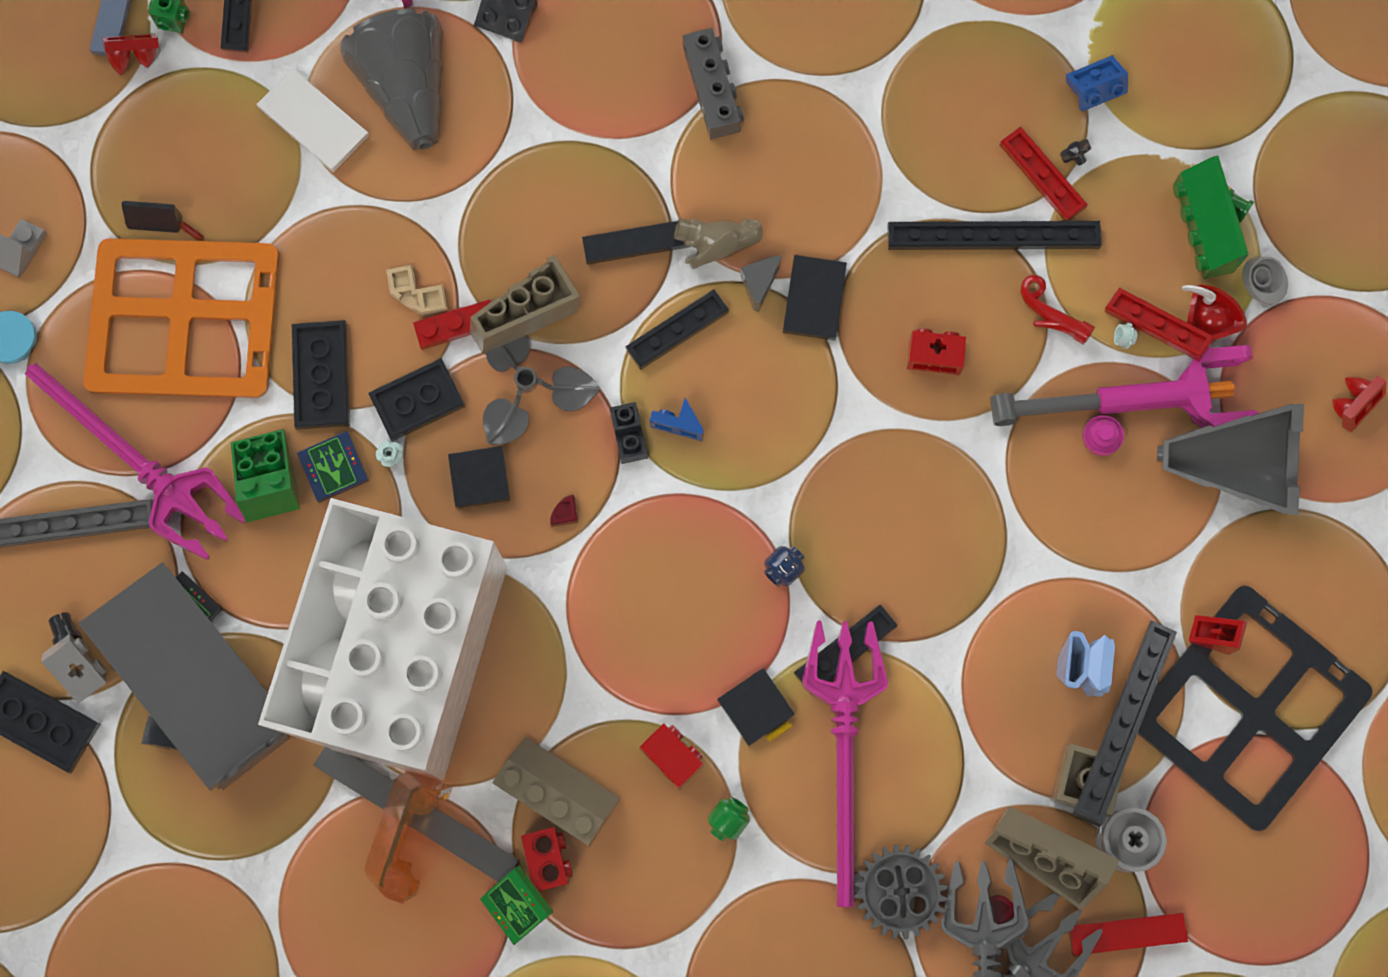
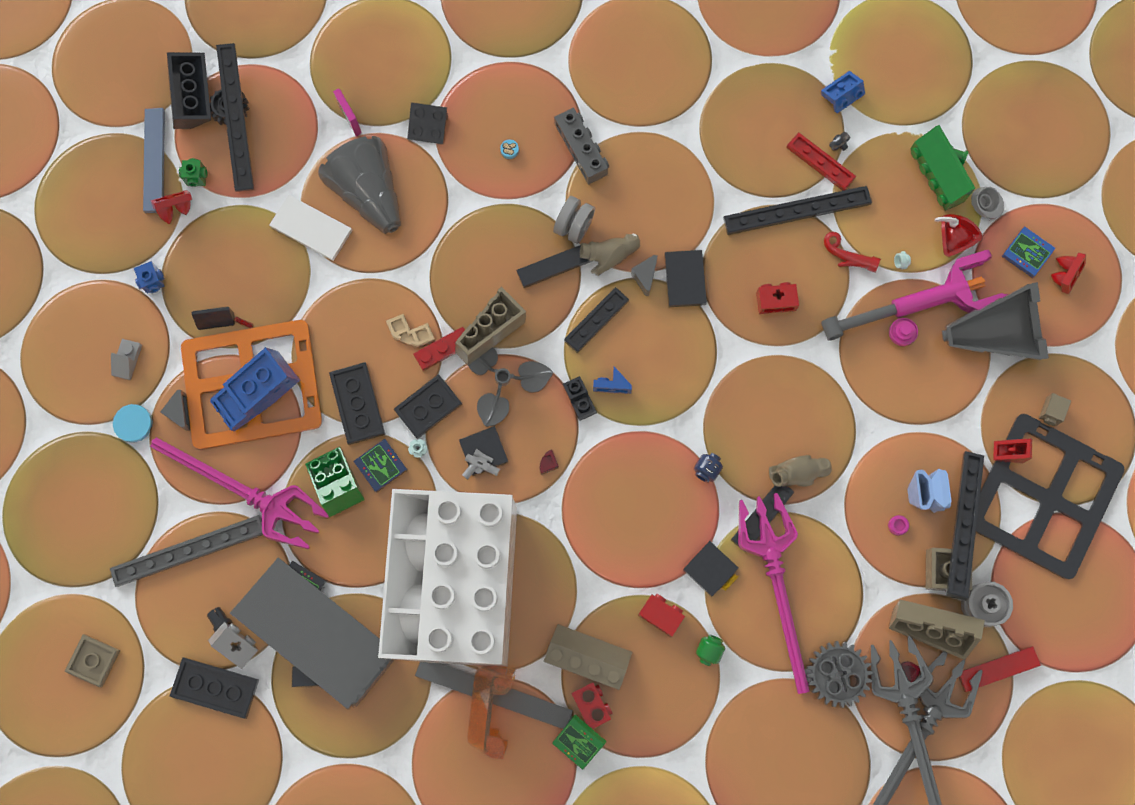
camera: 10 degrees left, 0 degrees up
(73, 331) = (177, 410): none -> dark grey slope
(76, 142) = (149, 277): none -> blue brick
(183, 323) = (254, 388): none -> blue piece
(468, 492) = (478, 463): none -> light grey piece
(611, 68) = (509, 149): none -> tile
(676, 183) = (574, 219): none -> light grey wheel
(911, 598) = (799, 471): none -> dark tan animal
(1033, 703) = (898, 525): none -> dark pink tile
(1159, 324) = (924, 248): red tile -> none
(1292, 589) = (1054, 409): none -> dark tan brick
(1307, 361) = (1028, 252): none -> tile

